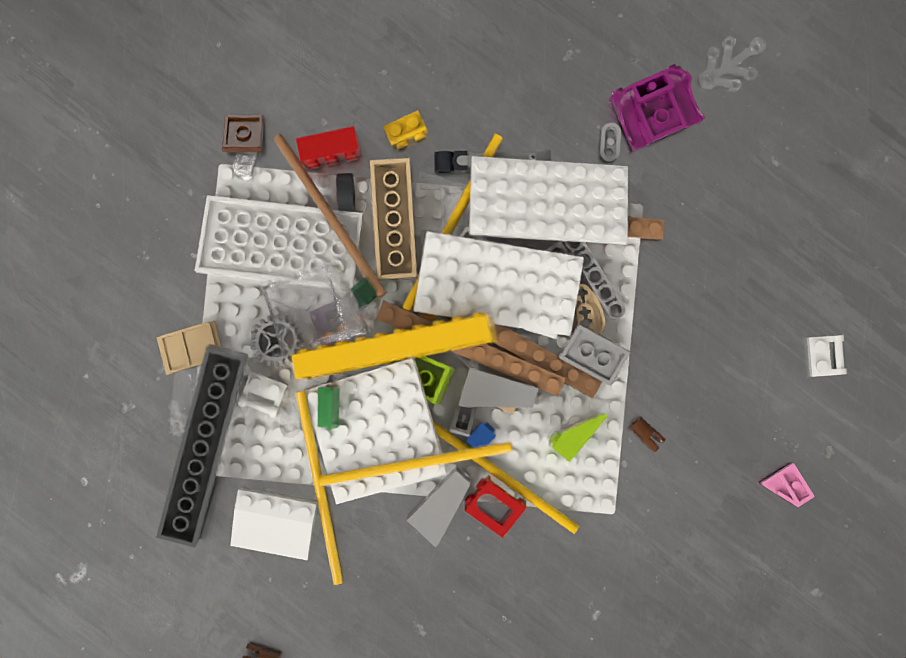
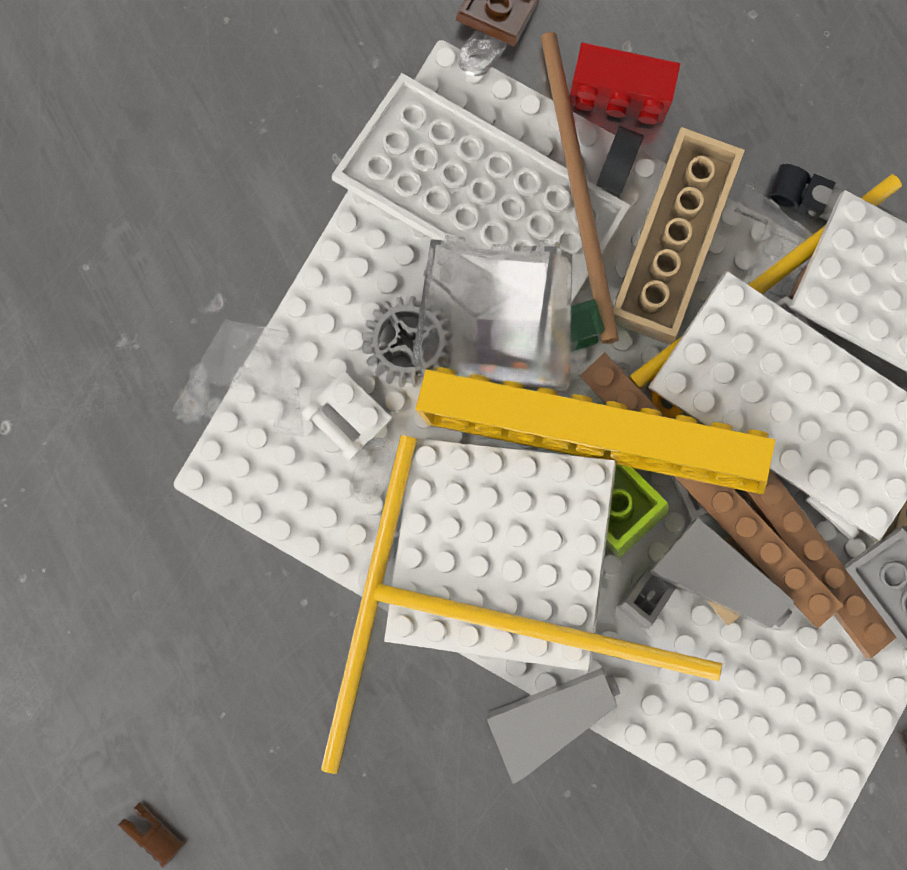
camera: 20 degrees right, 5 degrees down
(187, 346) = (268, 293): tan piece -> none
(202, 445) = (216, 451): dark grey brick -> none
(273, 523) = (269, 628): white slope -> none
(328, 407) = (443, 480): green panel -> none
(405, 130) = (749, 113): yellow bracket -> none
(481, 435) = (667, 634): blue brick -> none
(508, 480) = (680, 736): yellow piece -> none
(516, 506) = (640, 722): red panel -> none
(574, 437) = (809, 710): lime slope -> none

